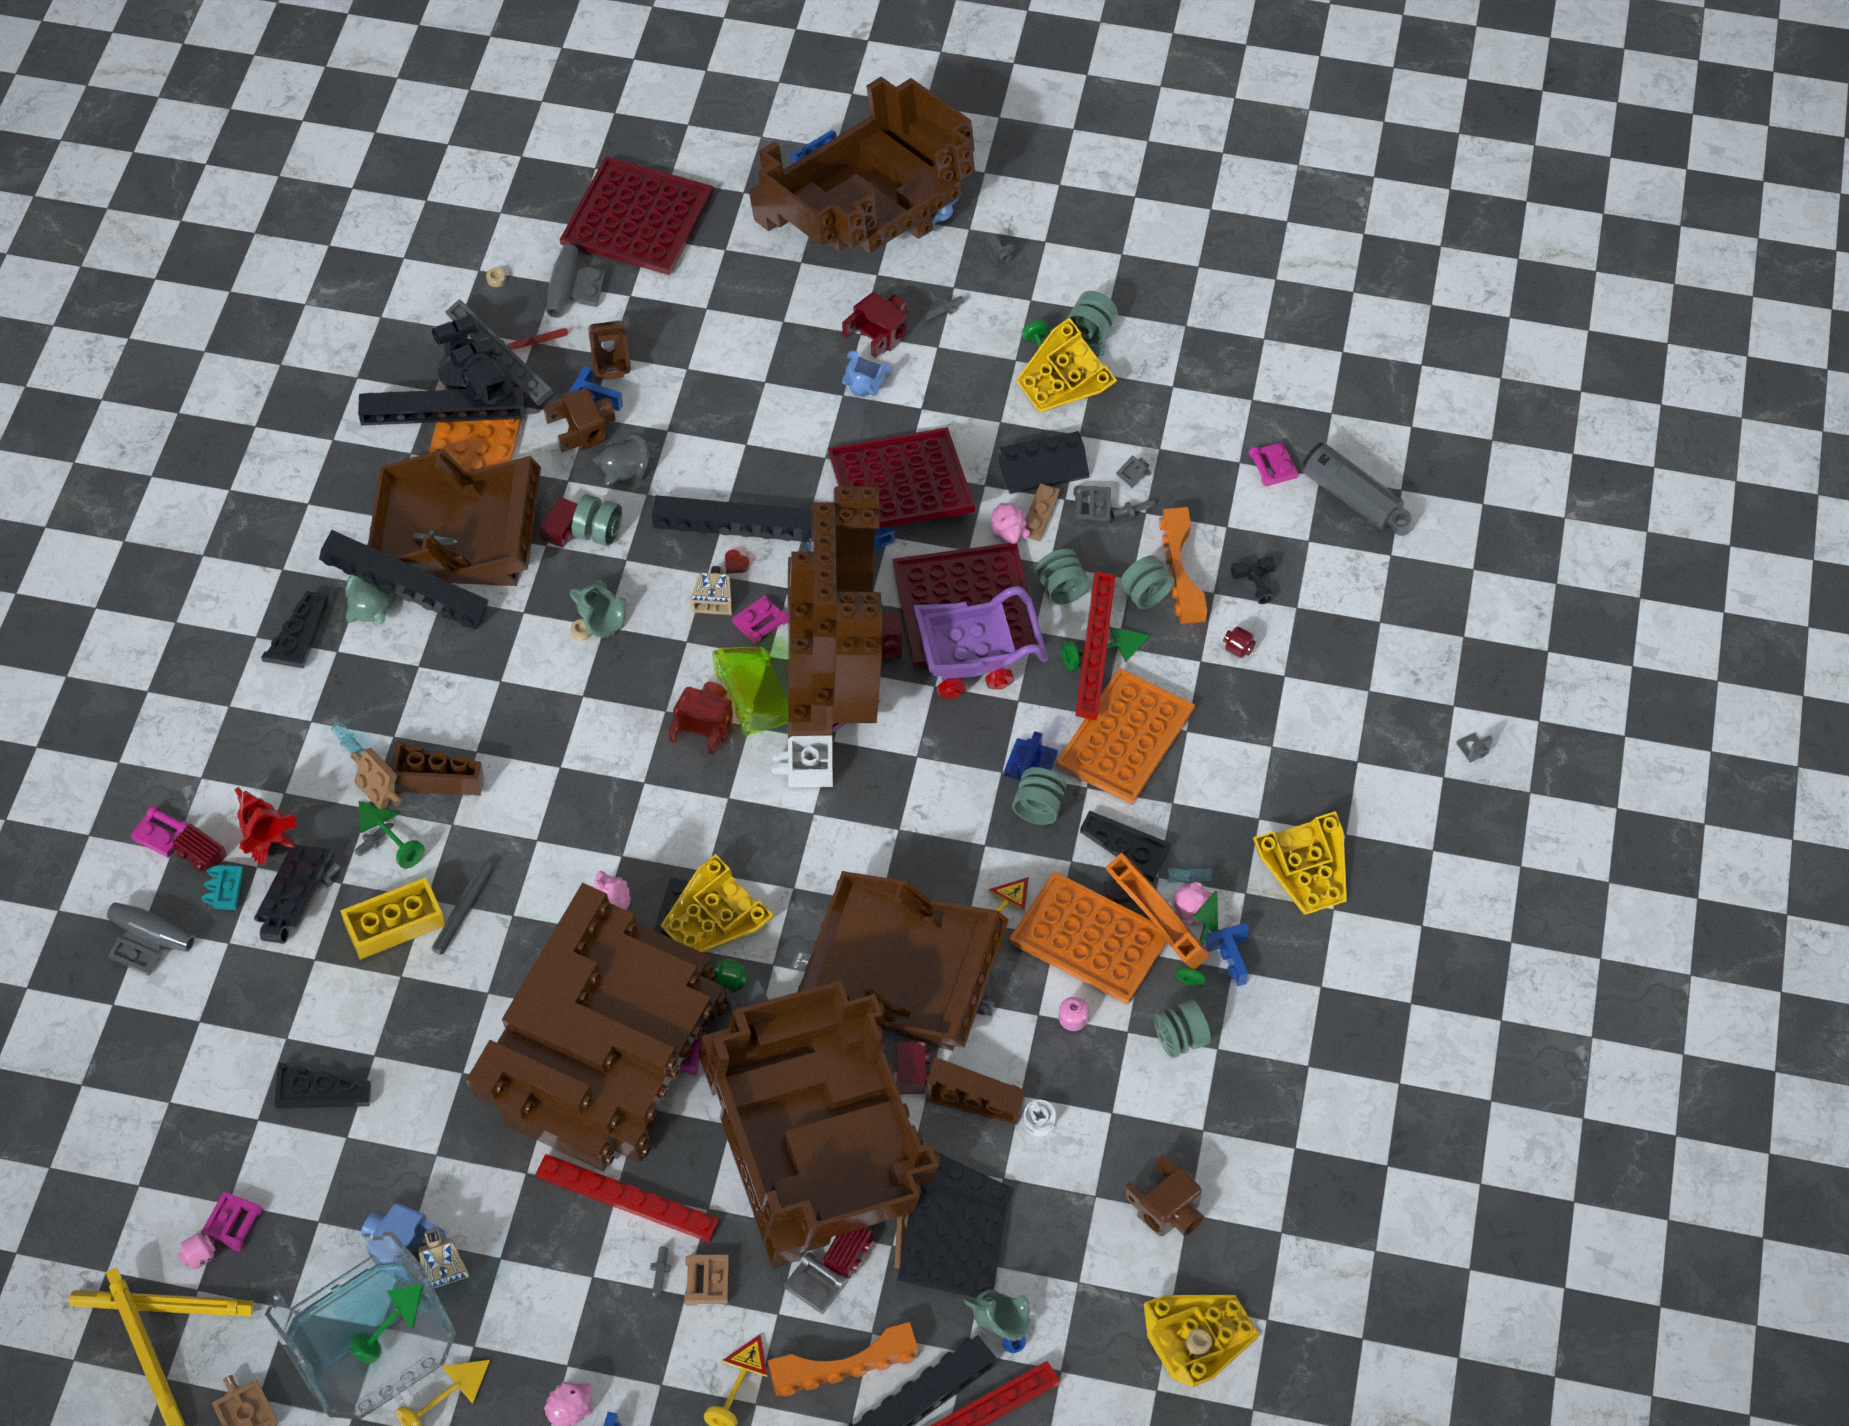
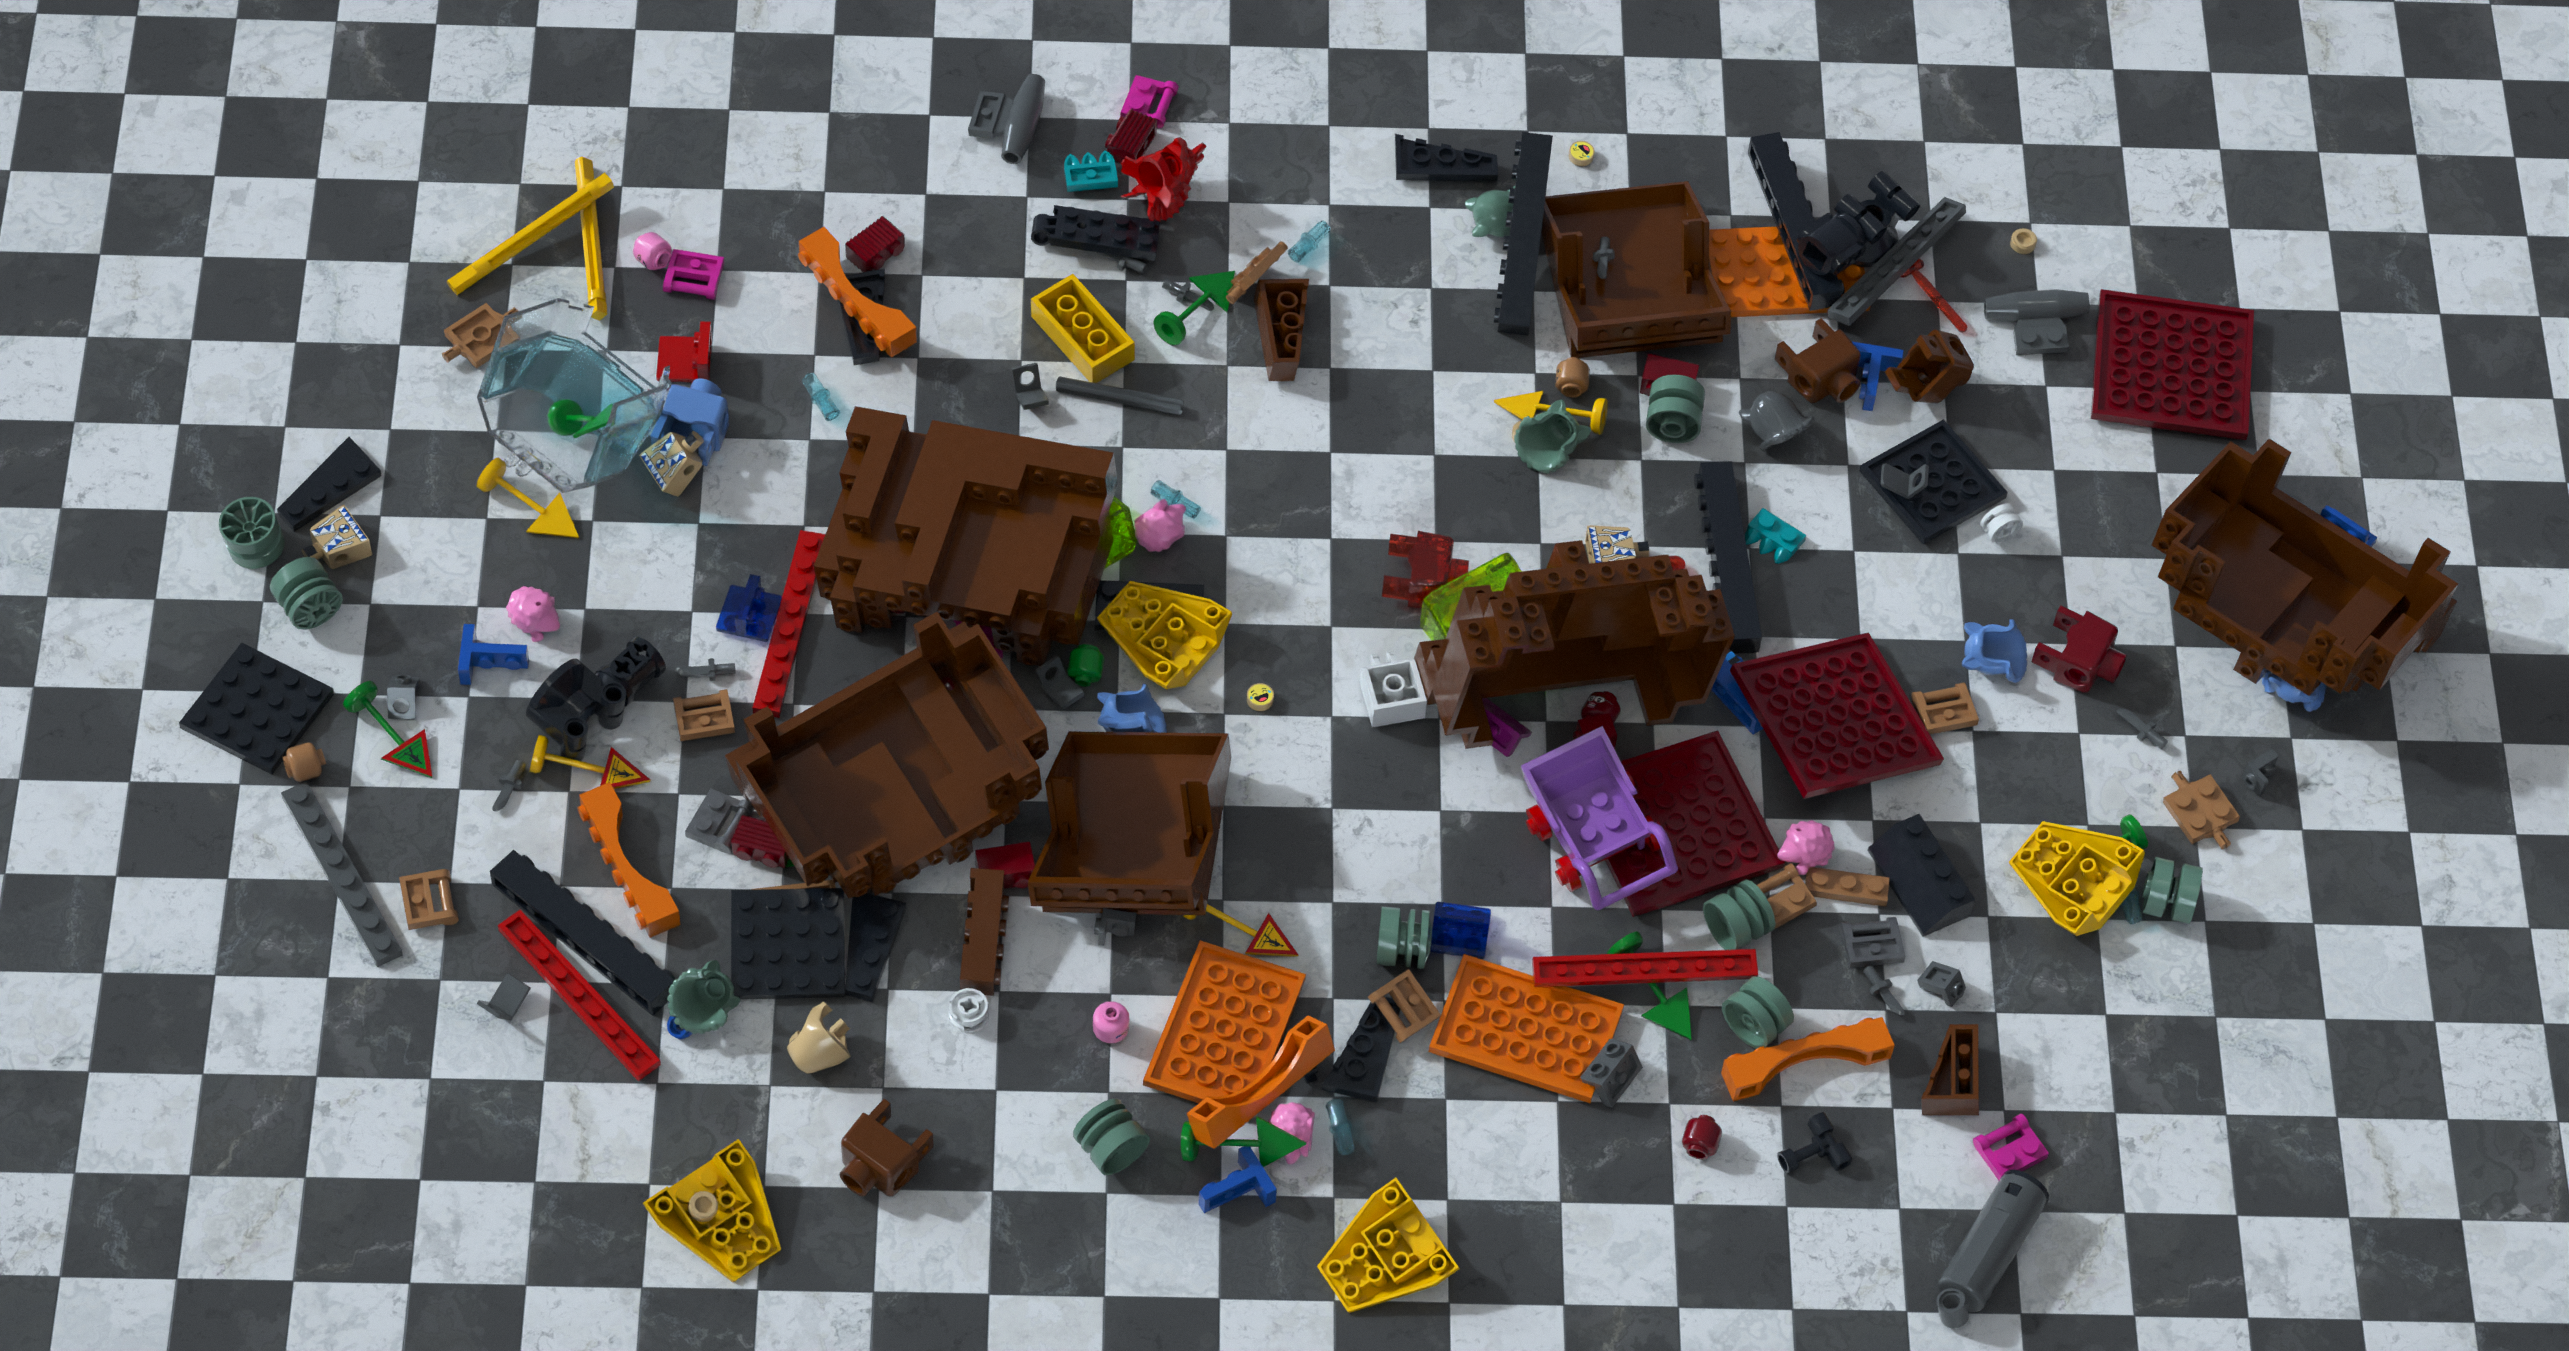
camera: 75 degrees right, 0 degrees up
(249, 1066) = (875, 245): none -> dark red brick
(258, 1103) = (886, 325): none -> orange arch
(319, 535) = (1581, 153): none -> tile
(323, 1238) = (687, 356): none -> red bracket
(397, 1136) = (820, 396): none -> clear light blue axle
(442, 972) = (1029, 394): none -> dark grey bracket
(541, 584) = (1572, 377): none -> medium nougat head
(556, 624) = (1528, 404): none -> yellow piece
(570, 890) = (1172, 496): none -> clear light blue axle
(609, 1227) = (749, 611): none -> clear blue bracket
(675, 1369) = (576, 693): none -> black piece
(701, 379) = (1956, 485): none -> black plate
(703, 394) = (1903, 483): none -> dark grey bracket
(722, 487) = (1774, 535): none -> teal plate
(753, 345) = (2001, 523): none -> white wheel
(786, 858) = (1260, 697): none -> tile
(788, 949) = (1131, 712): none -> medium blue hair
(909, 416) = (1946, 715): none -> medium nougat plate
(1019, 291) = (2201, 809): none -> medium nougat plate
(1047, 542) = (1792, 900): none -> medium nougat plate
(1064, 1231) = (816, 1046): none -> tan piece
(1098, 801) = (1411, 1001): none -> medium nougat plate
(1173, 687) = (1612, 1071): none -> dark grey bracket
(1214, 477) = (1955, 1078): none -> reddish brown wedge

